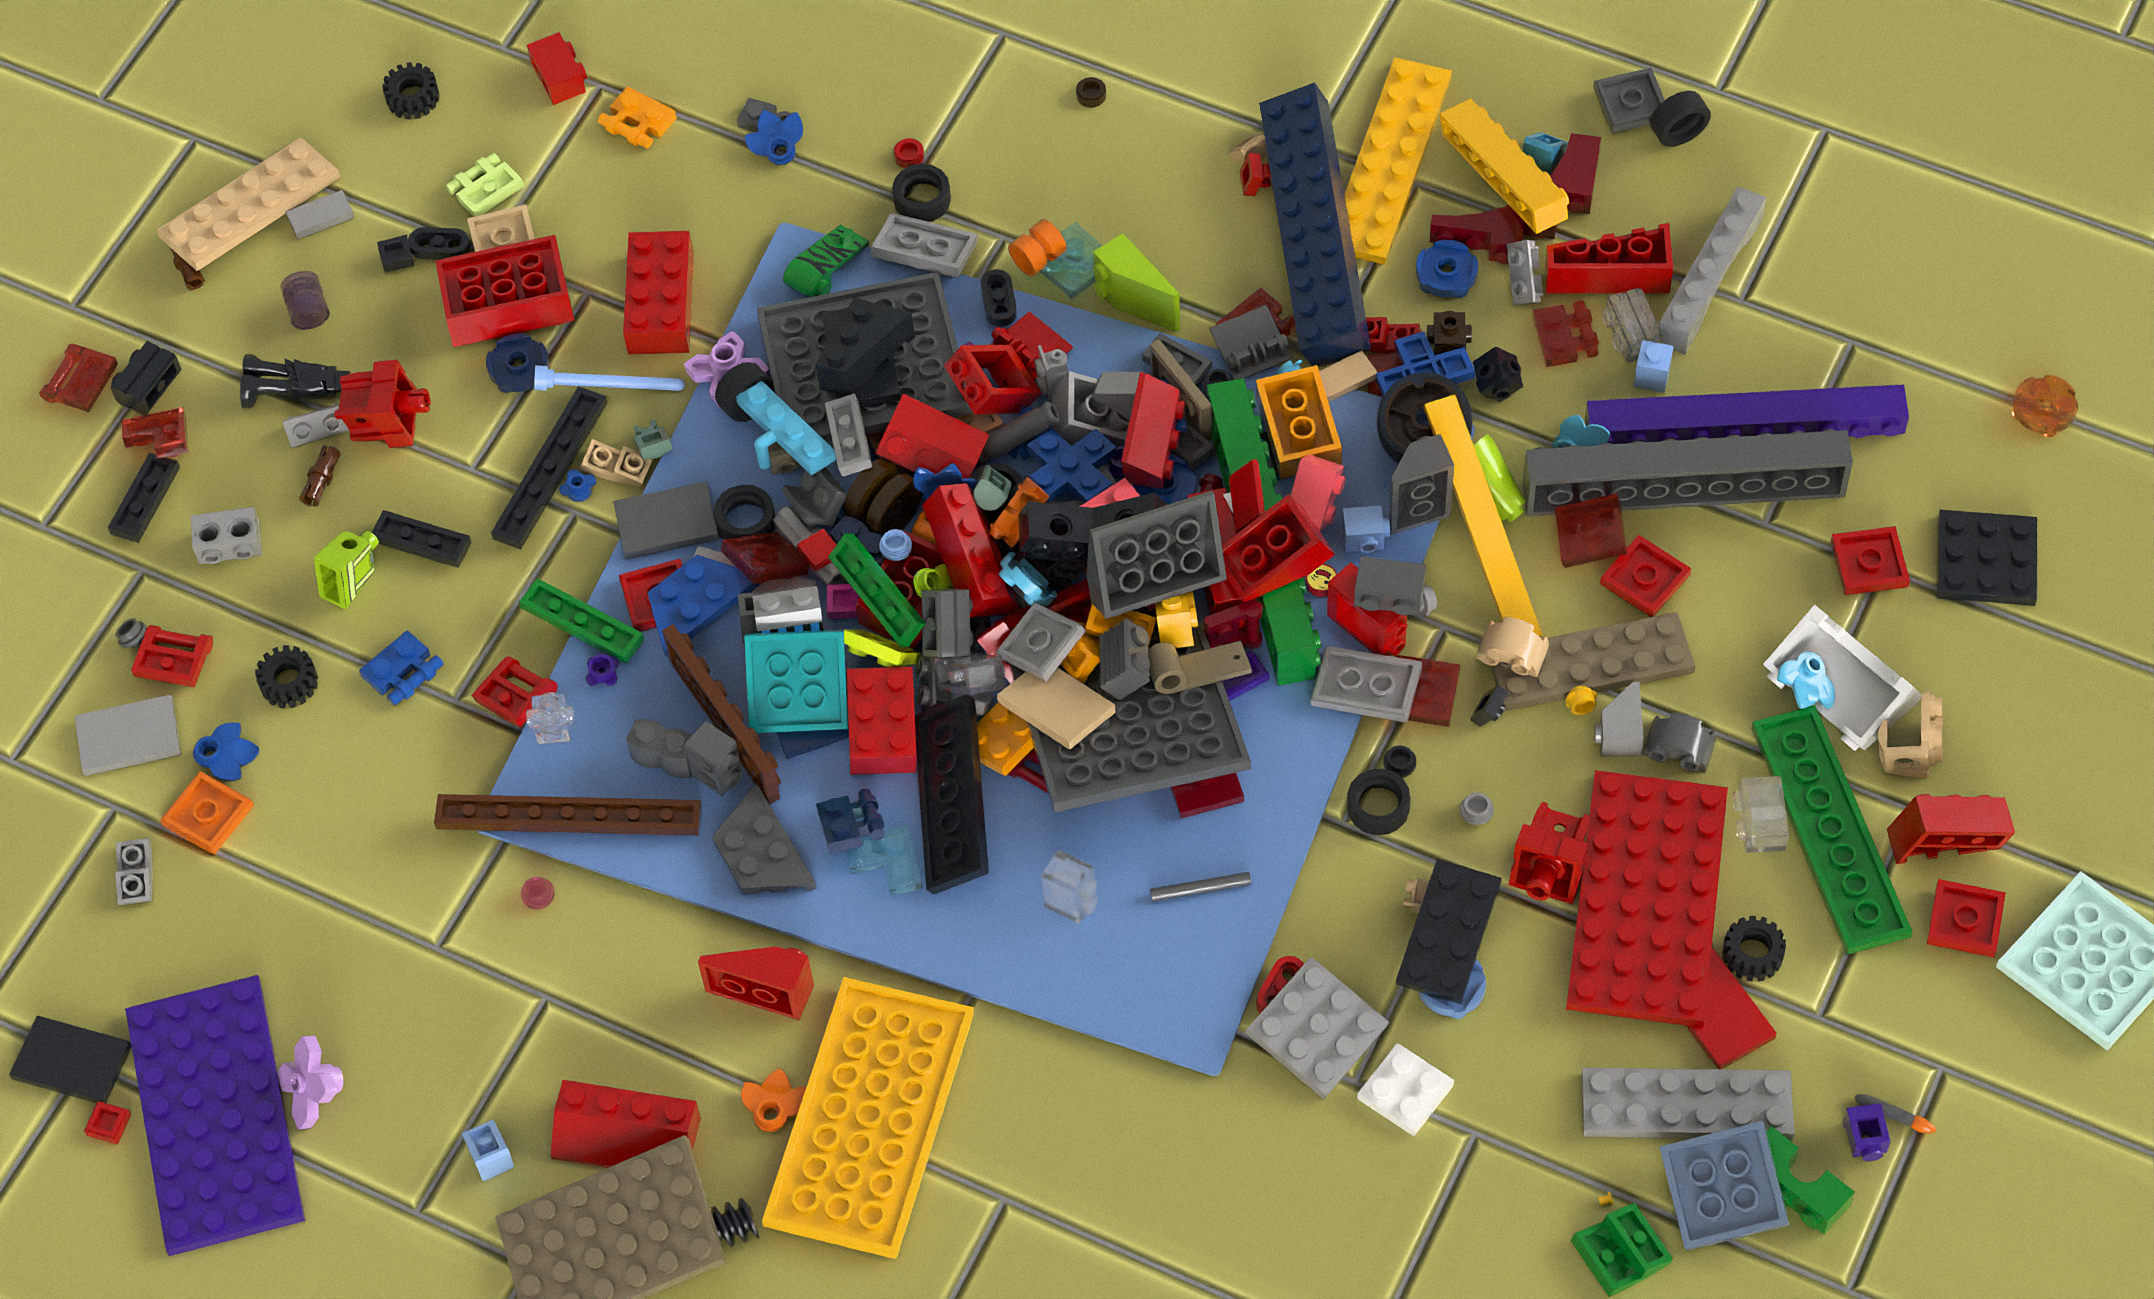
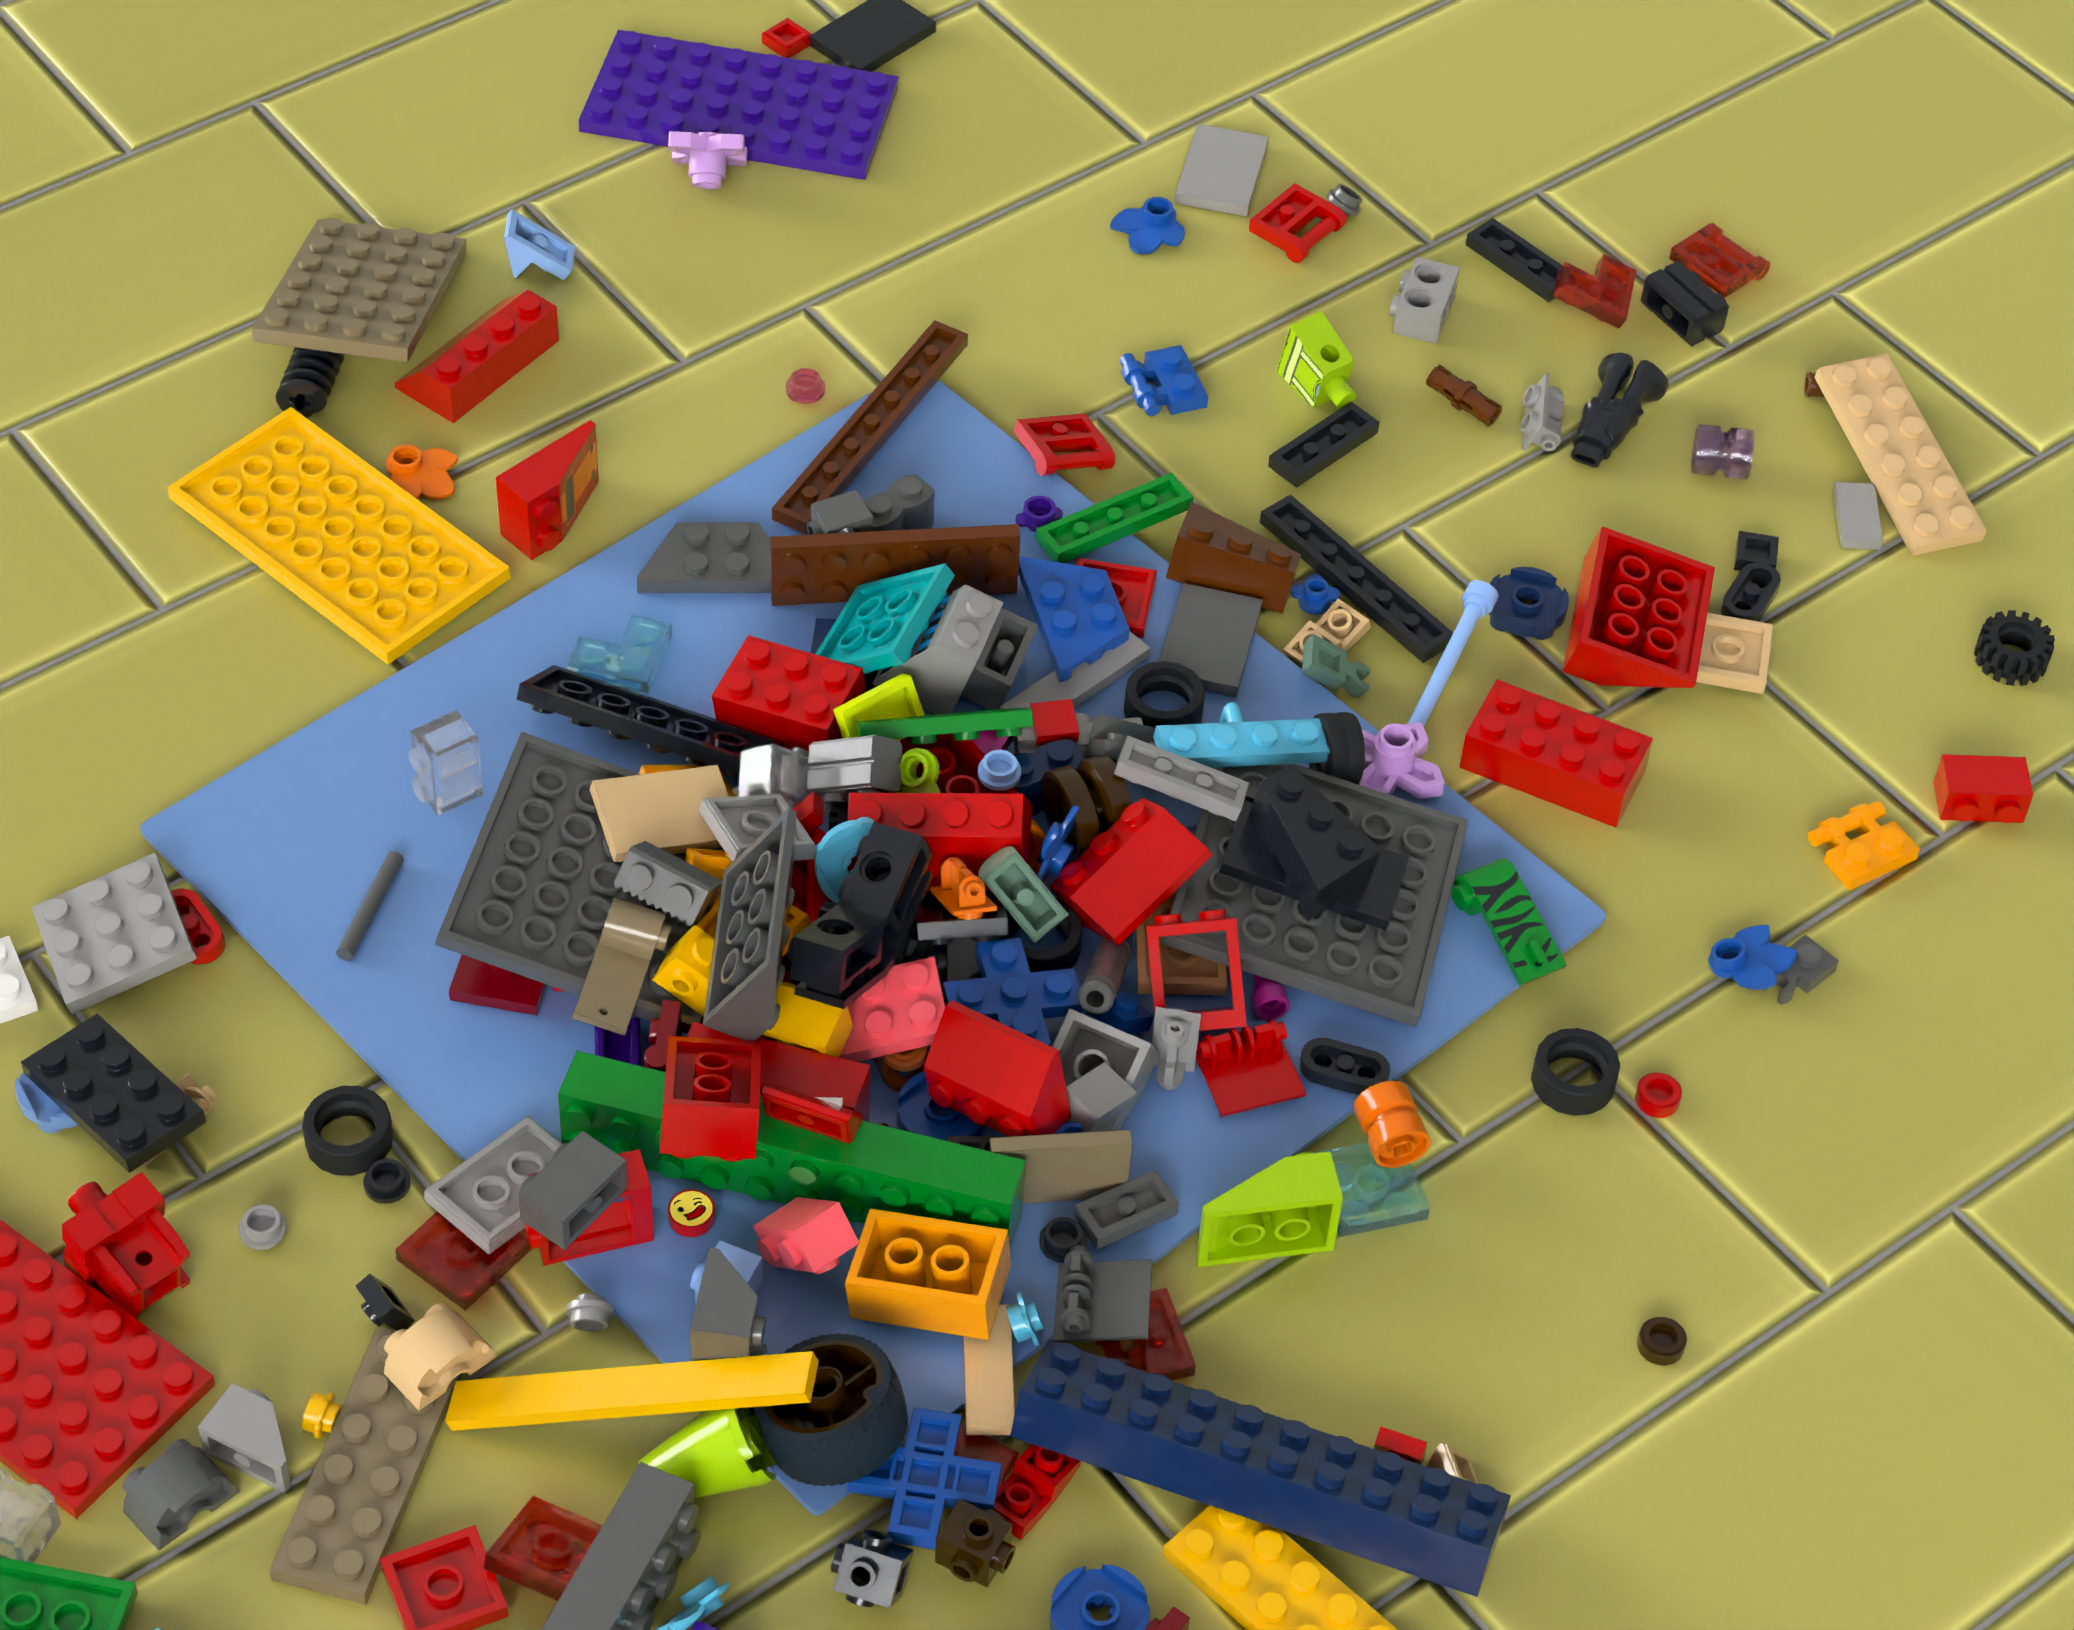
camera: 110 degrees right, 10 degrees down
(134, 872) = (1043, 127): light grey slope -> none
(207, 813) = (1086, 196): orange tile -> none
(283, 661) = (1210, 306): black tyre -> none
(381, 404) = (1518, 456): red piece -> none
(487, 191) = (1813, 665): yellowish green plate -> none
(550, 718) = (998, 445): clear brick -> none
(583, 537) = (1232, 559): none -> reddish brown wedge
(764, 557) = (1084, 671): clear red plate -> none
(839, 821) = (686, 629): dark blue plate -> none
(924, 245) = (1480, 1032): light grey plate -> none

